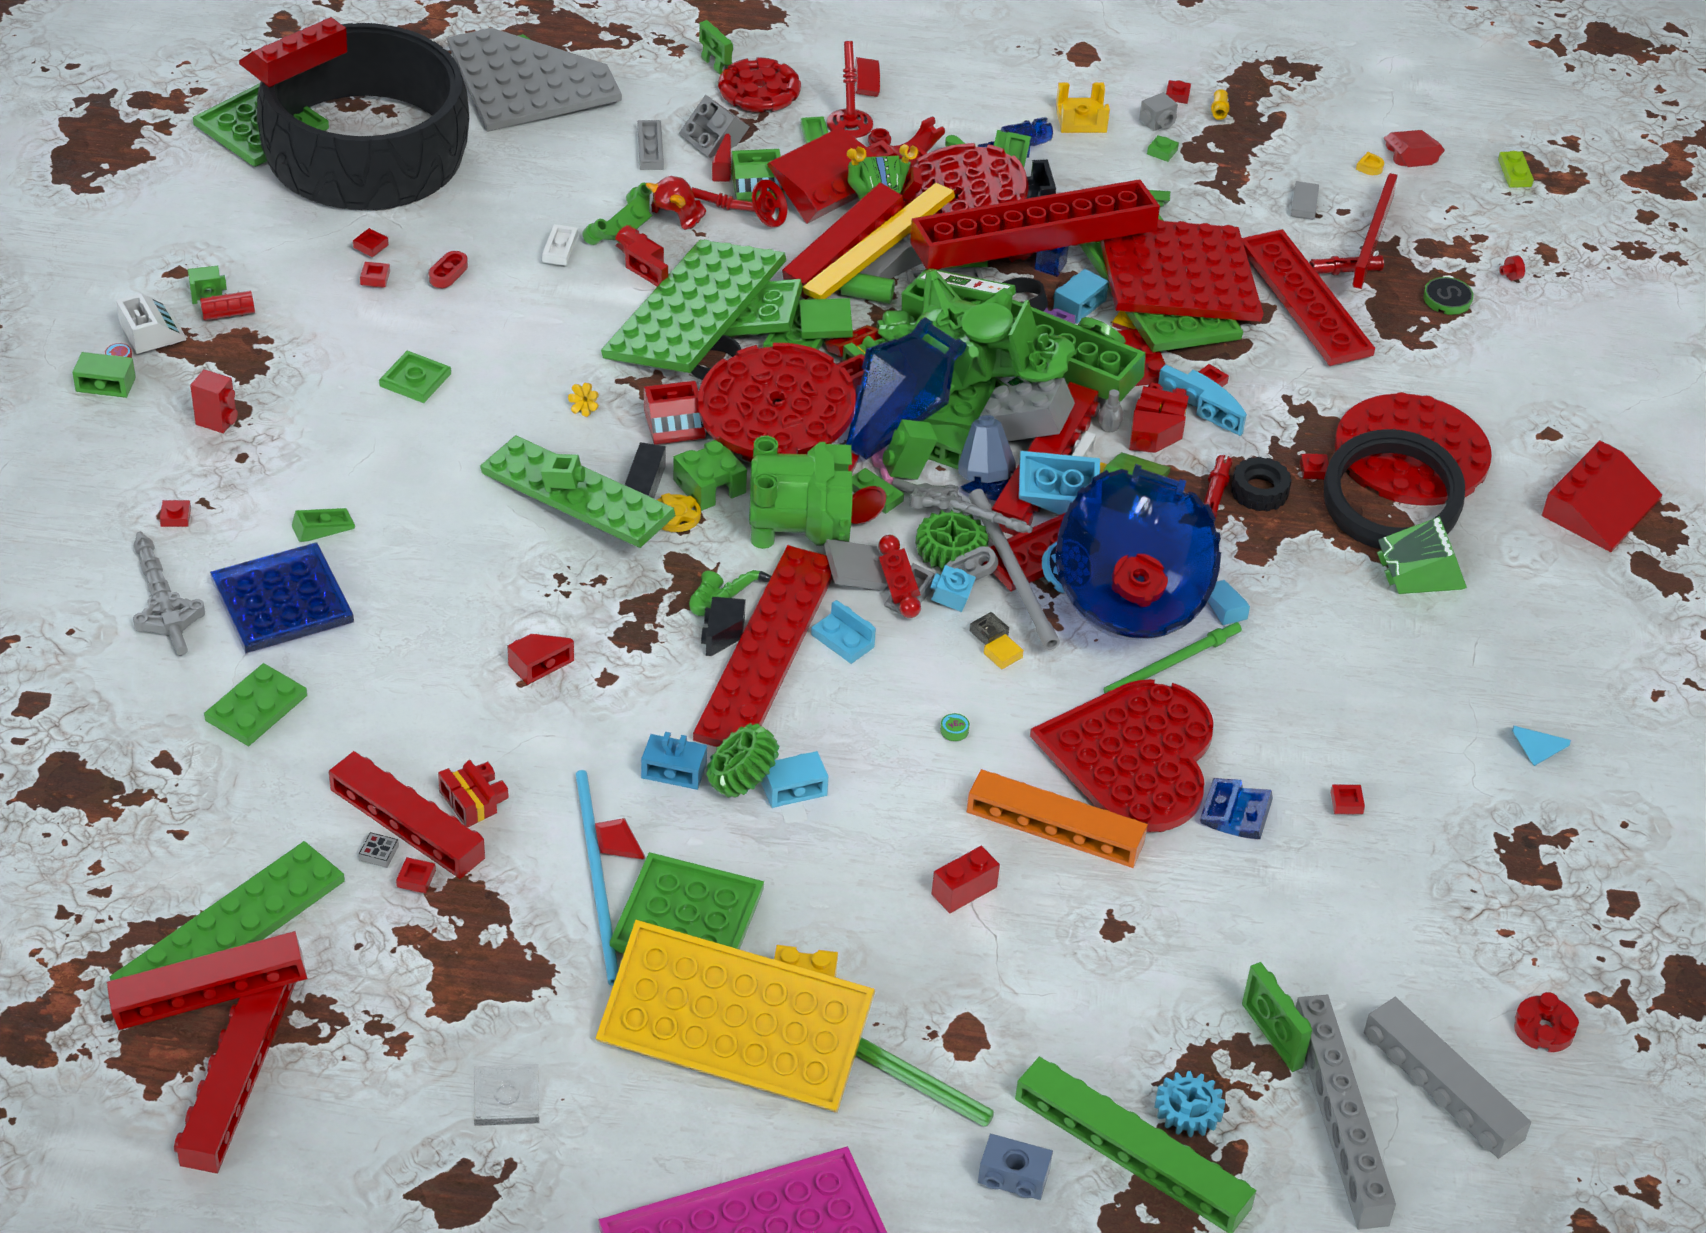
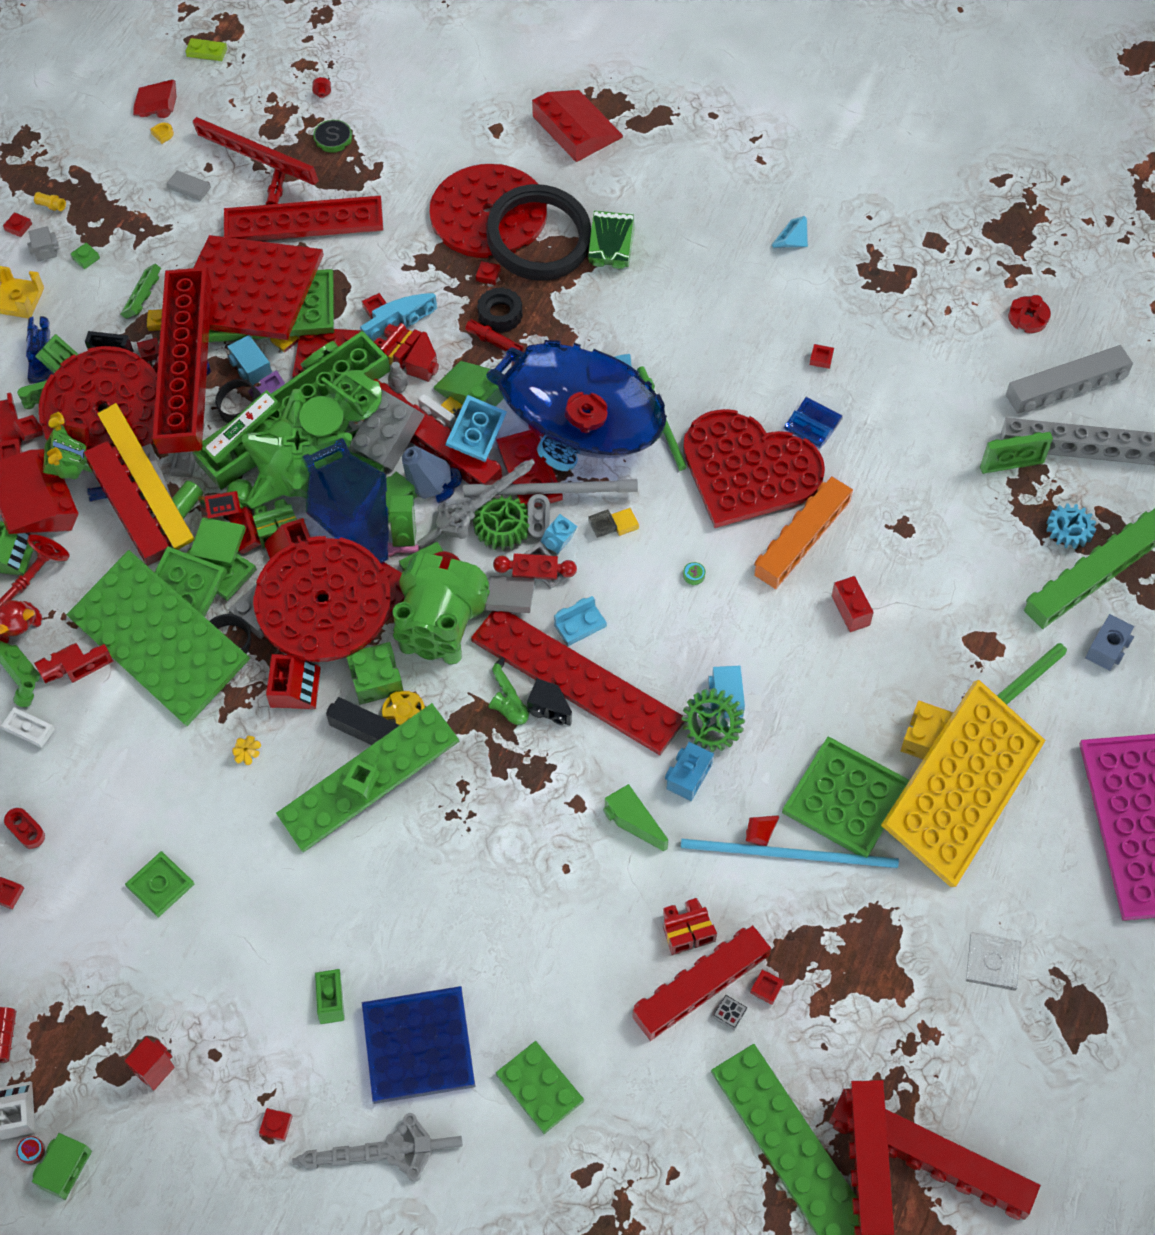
camera: 70 degrees left, 15 degrees up
(539, 655) = (548, 849): red slope -> none
(602, 718) = (633, 817): none -> bright green slope
(870, 305) = (219, 504): none -> slope

